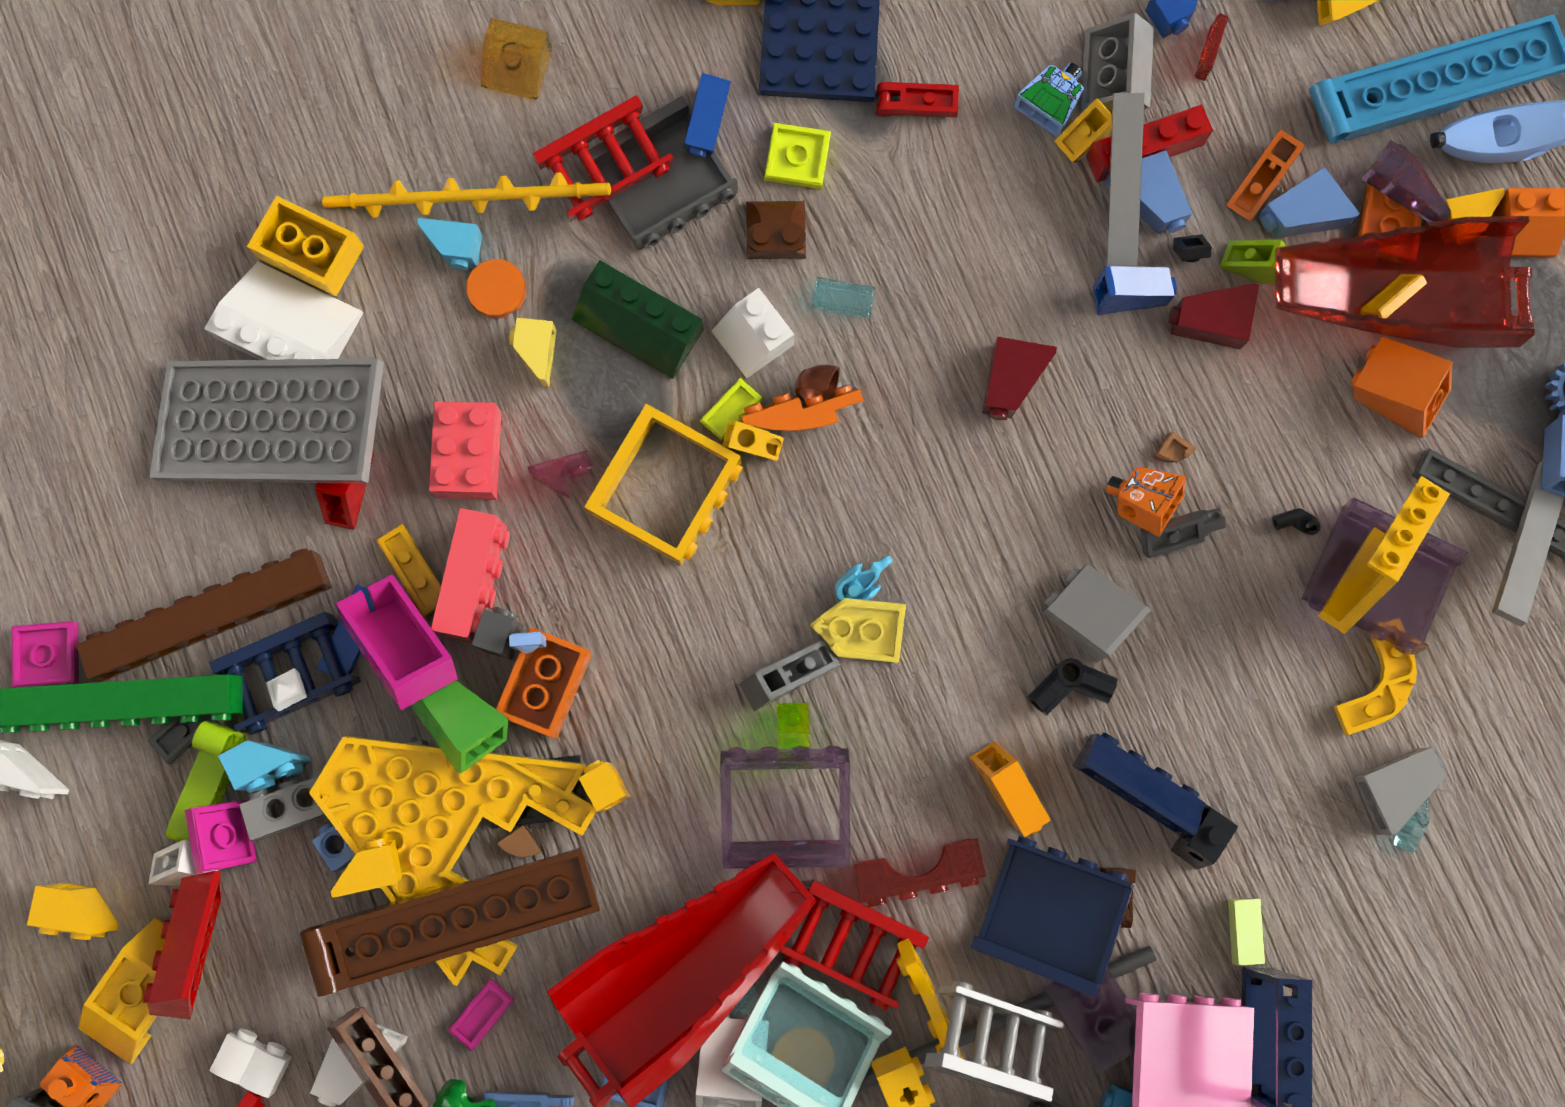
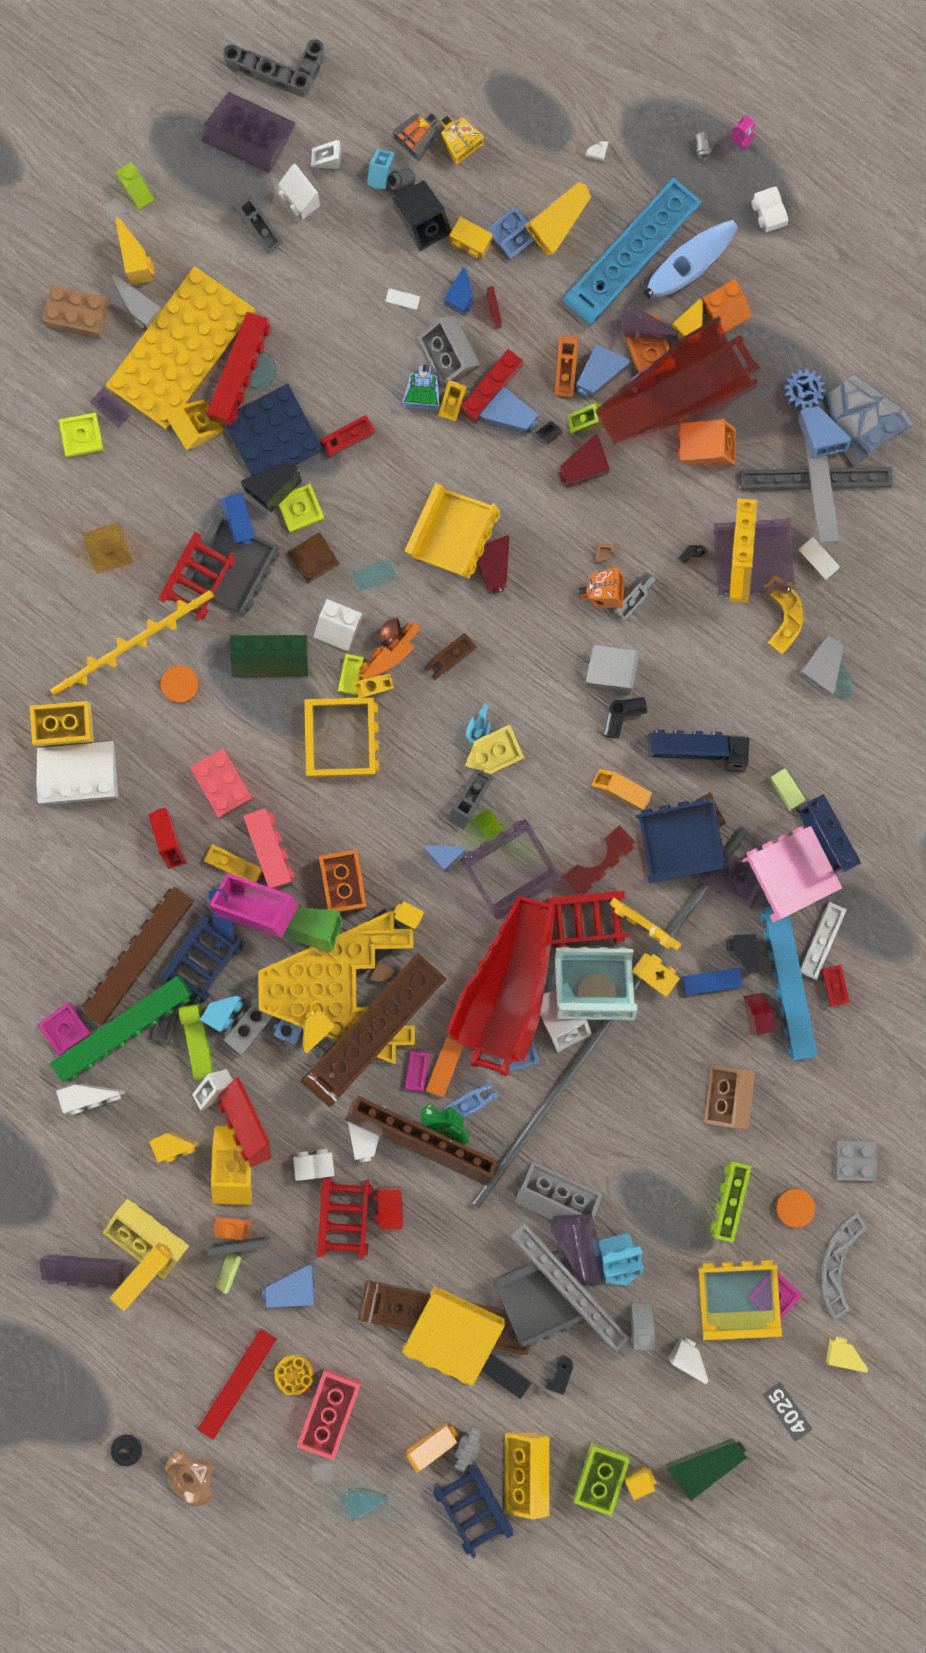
camera: 30 degrees left, 5 degrees up
(219, 837) = (224, 1062): dark pink tile -> none
(268, 420) = (106, 832): light grey plate -> none
(286, 689) = (210, 966): white tile -> none
(454, 241) = (140, 672): medium azure slope -> none
(494, 632) = (303, 870): dark grey brick -> none
(520, 1037) = (444, 1067): none -> orange tile
(527, 642) = (324, 864): light blue tile -> none
(535, 346) = (222, 704): light yellow slope -> none
(553, 471) = (276, 767): clear pink slope -> none
(705, 733) = (445, 855): none -> medium blue slope
(780, 102) = (272, 484): none -> black slope
(883, 464) = (452, 655): none -> reddish brown hinge
(976, 1068) = (684, 939): light grey fence -> none
(982, 299) = (452, 531): none -> yellow panel
(1125, 179) = (492, 421): light grey tile -> none
(1133, 288) = (531, 476): slope -> none
(1394, 295) = (674, 397): yellow tile -> none
(1475, 632) = (819, 558): none -> white slope

